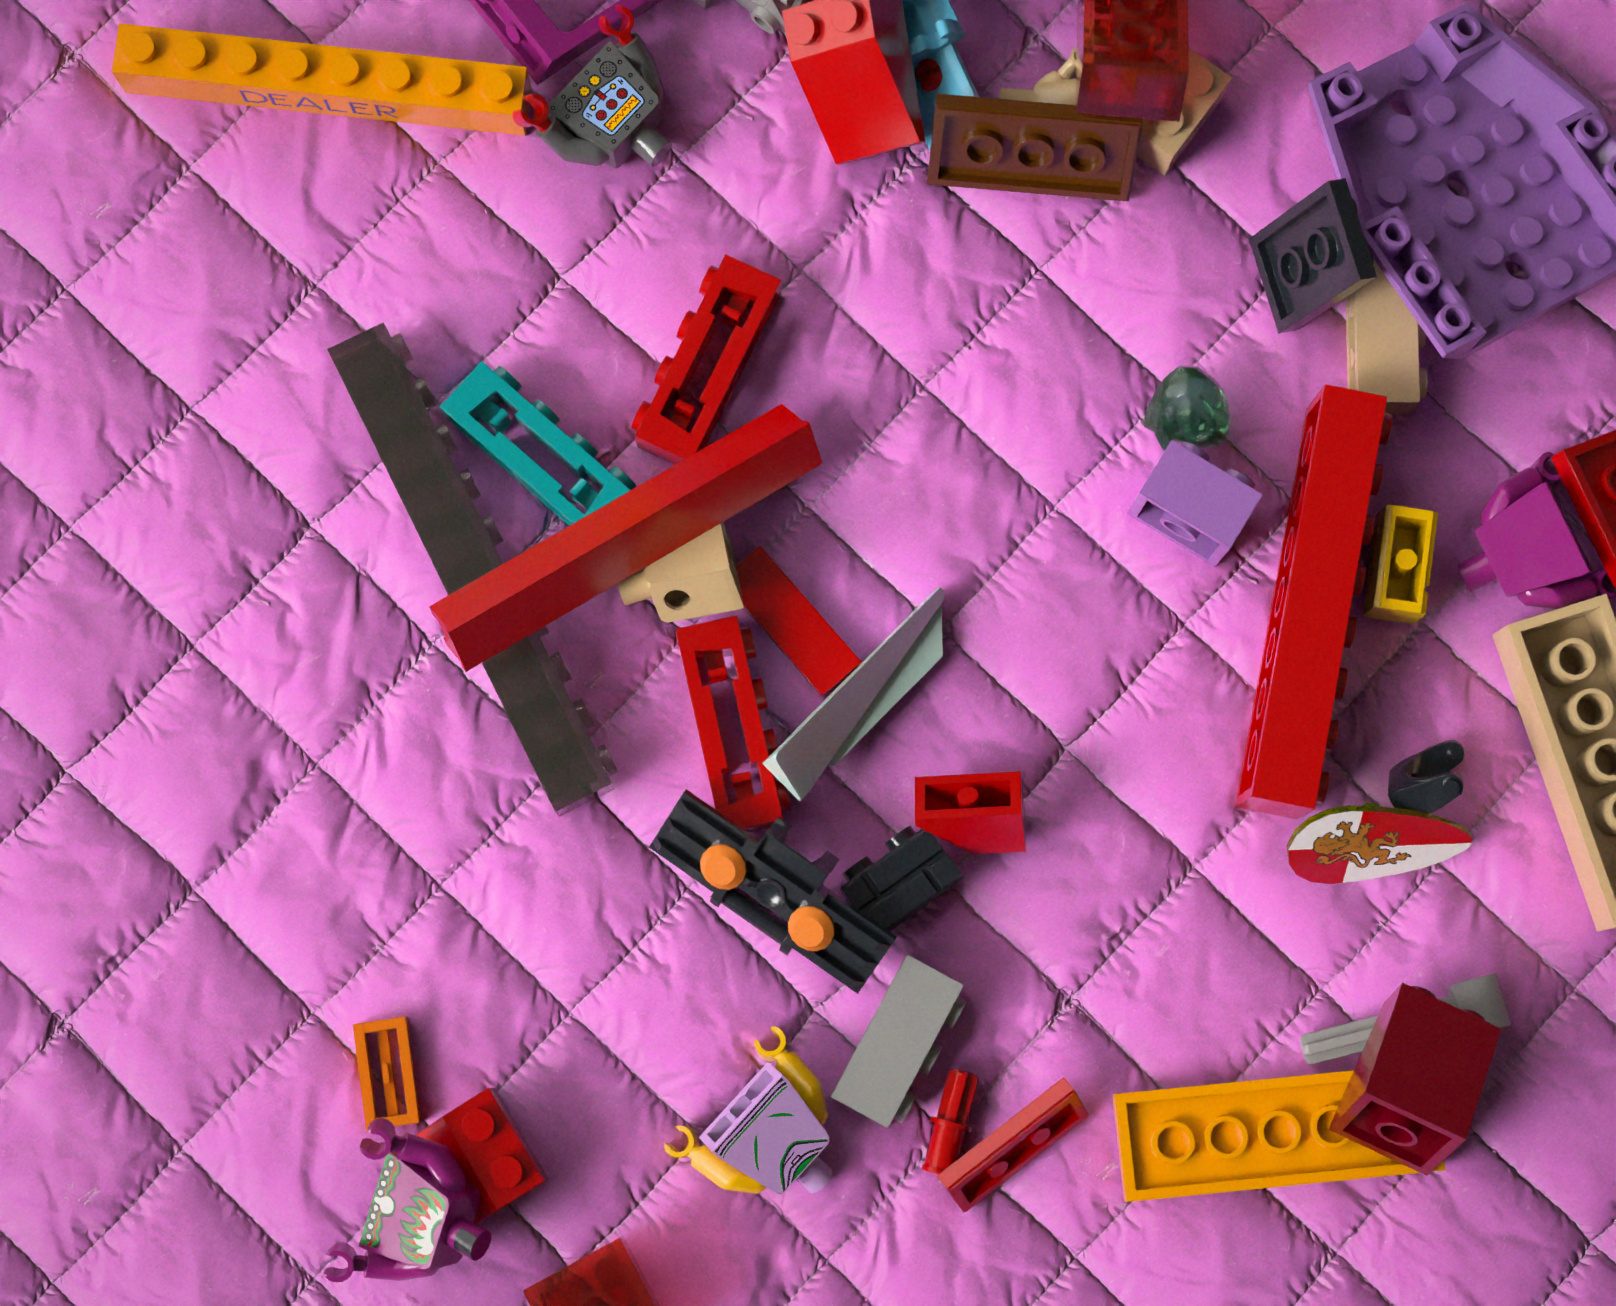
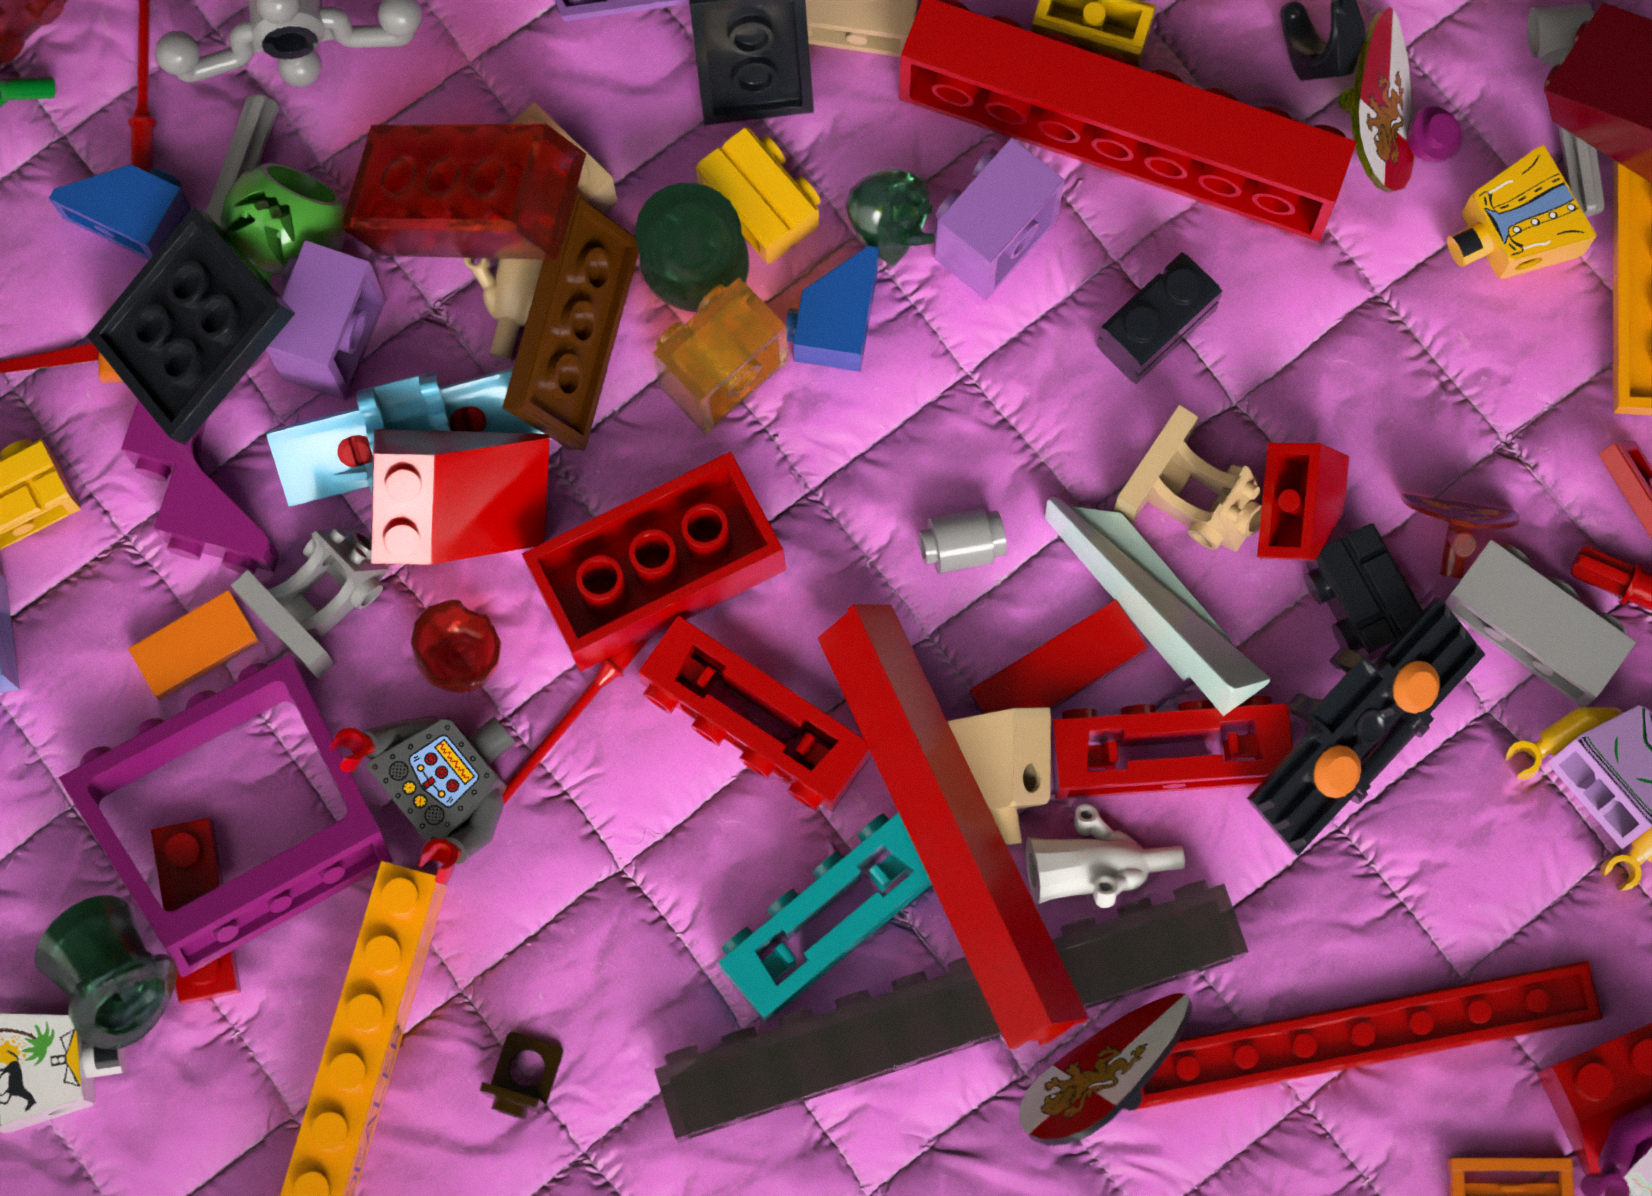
camera: 75 degrees left, 5 degrees down
(350, 217) = (512, 1097): none -> dark brown bracket
(434, 703) = (1103, 1073): none -> shield
(504, 929) = (1374, 1033): none -> red tile
(618, 674) = (1093, 865): none -> white piece
(727, 100) = (455, 647): none -> clear red hair
(734, 238) = (607, 672): none -> red piece
(828, 253) = (655, 560): none -> red brick
(894, 519) = (962, 540): none -> light grey brick
(980, 960) = (1461, 519): none -> shield
(984, 690) = (1167, 471): none -> tan tile
(1024, 277) = (720, 354): none -> clear yellow brick
(1086, 379) = (836, 314): none -> blue slope
(1121, 240) = (690, 244): none -> clear green hat
(1129, 664) = (1159, 318): none -> black brick
(1186, 293) = (769, 203): none -> yellow brick
(1283, 986) = (1523, 220): none -> yellow torso
(1354, 897) = (1434, 135): none -> magenta plate

